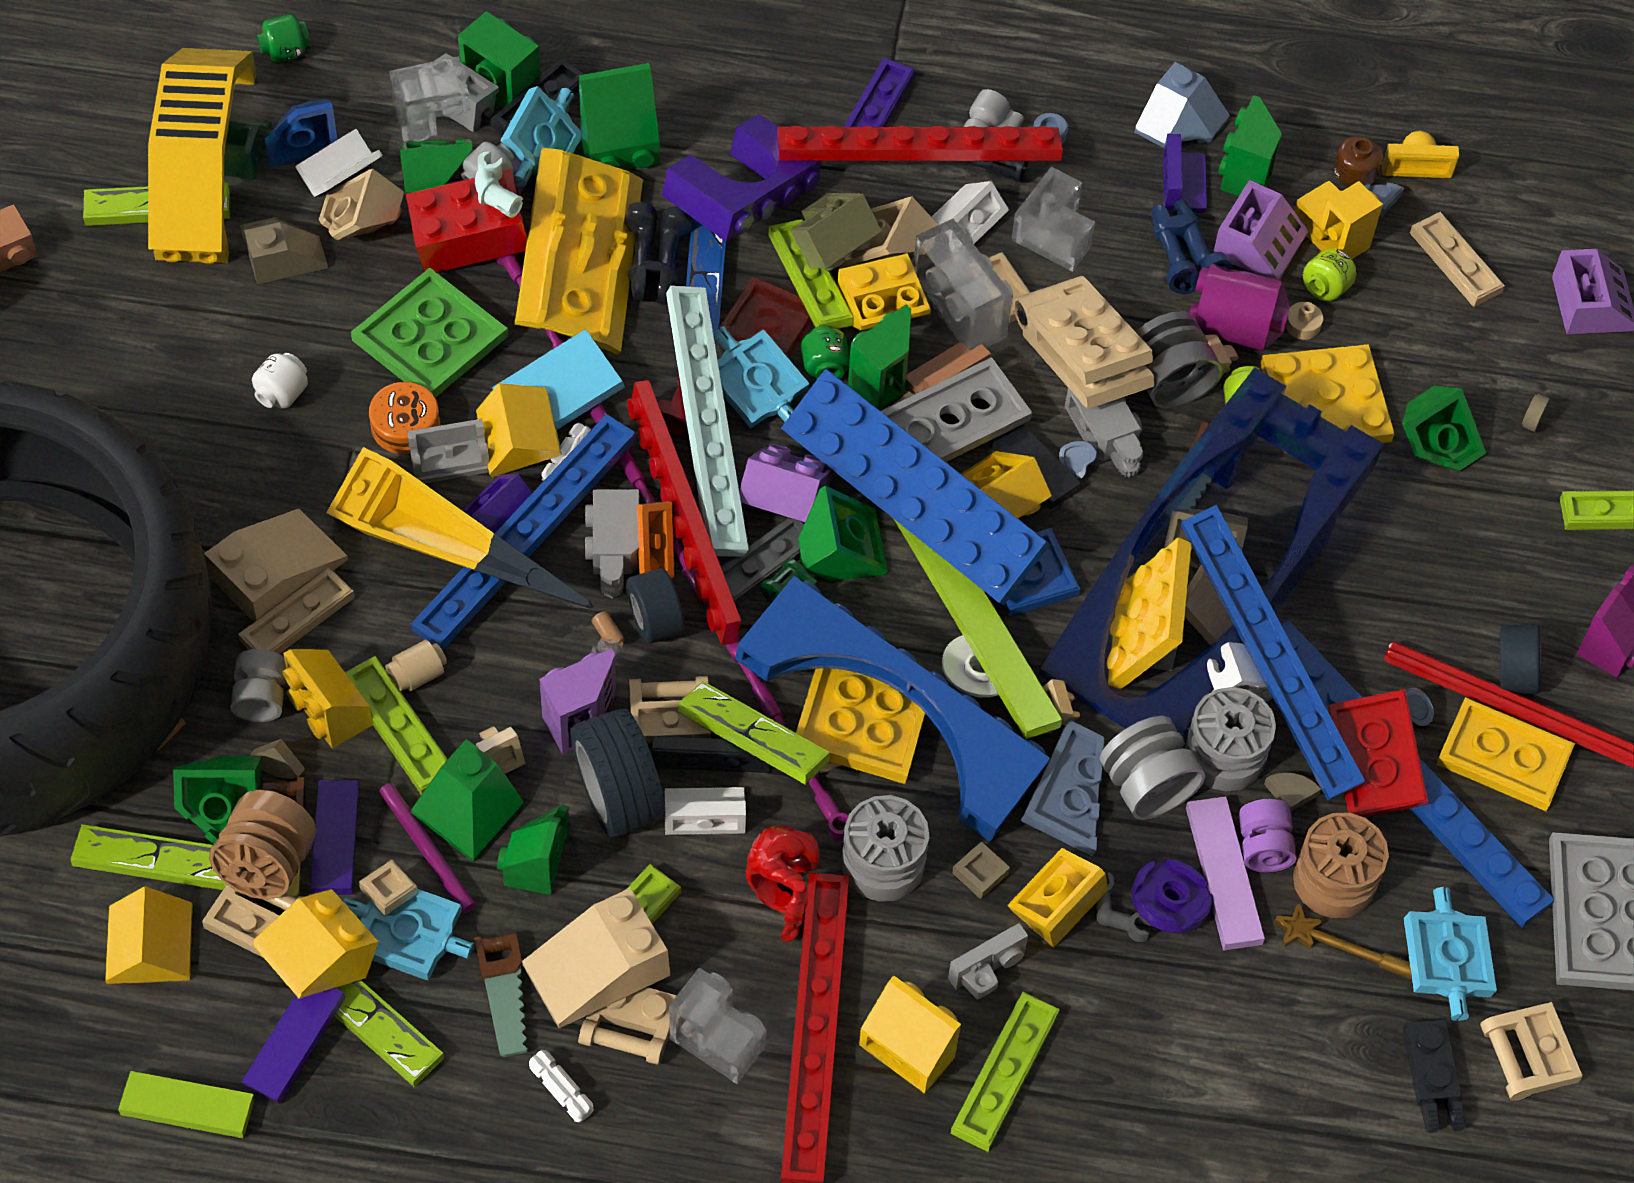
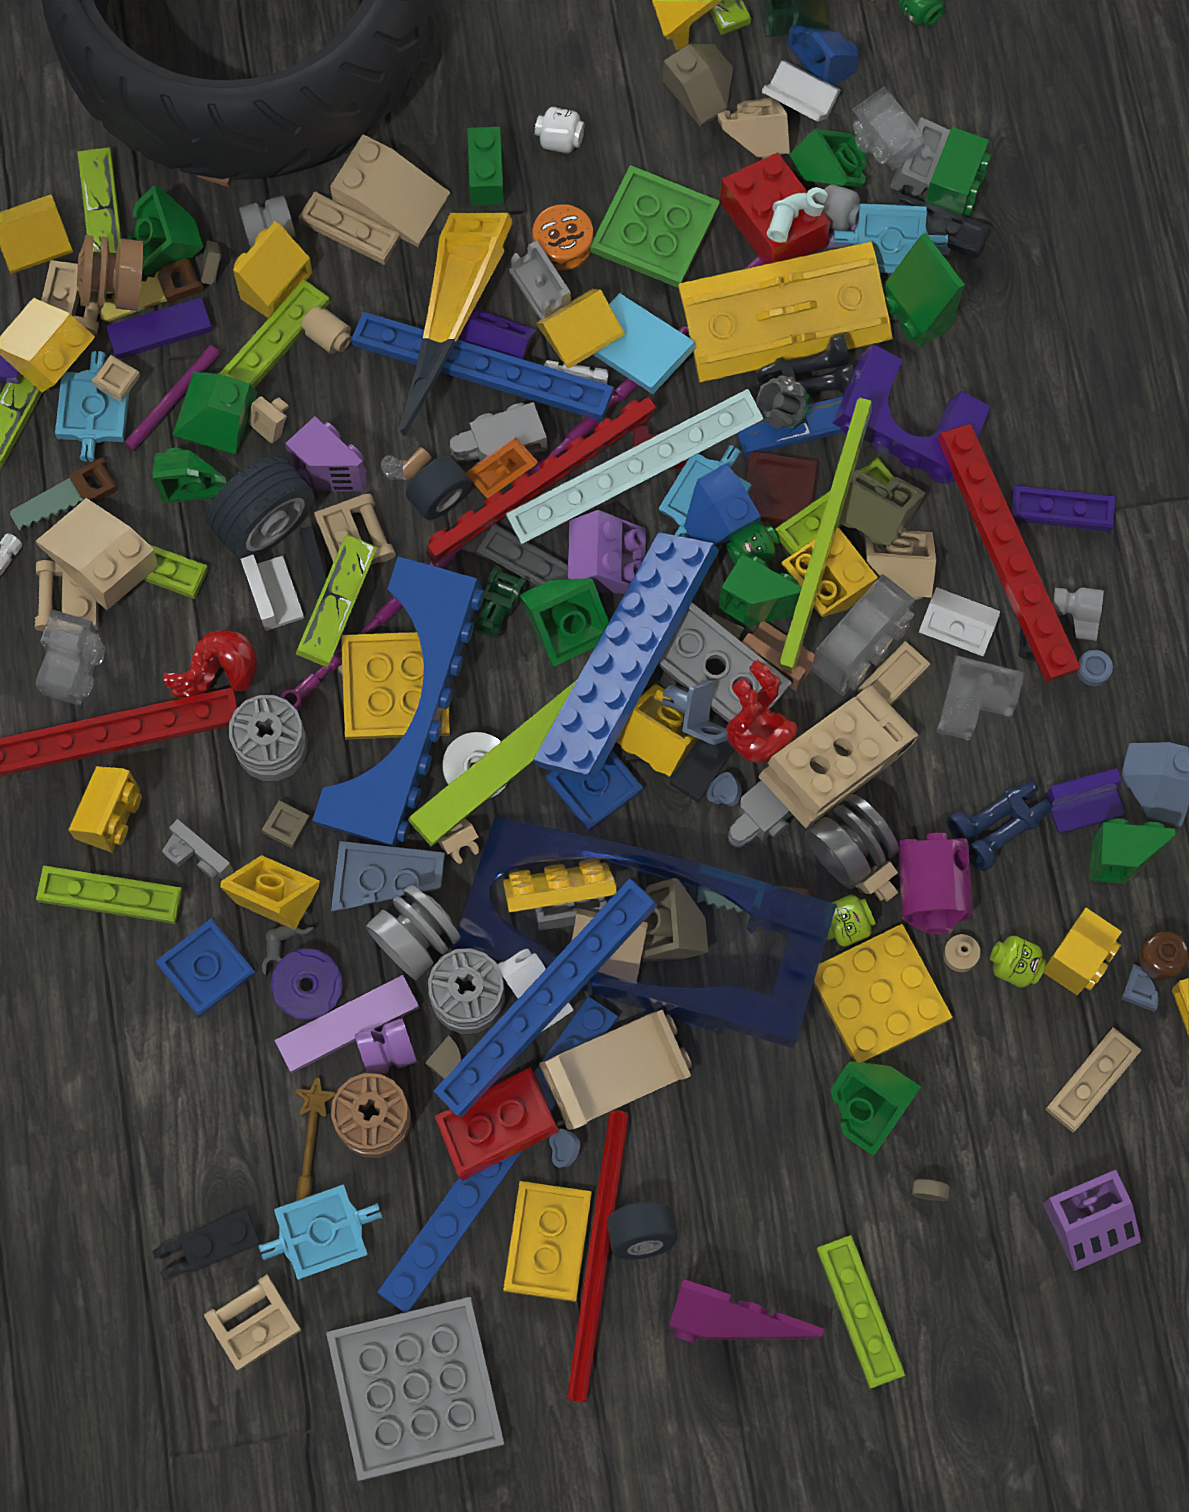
camera: 75 degrees right, 15 degrees up
(289, 460) = (485, 166): none -> green brick
(688, 268) = (782, 402): none -> dark grey piece
(782, 357) = (719, 507): none -> blue slope
(862, 262) = (826, 534): none -> lime tile
(990, 445) = (696, 706): none -> sand blue bracket
(1044, 390) = (756, 730): none -> red hair
(1120, 995) = (205, 967): none -> blue tile
(1261, 232) = (1038, 886): medium lavender slope -> none
(1345, 631) = (616, 1068): none -> tan panel

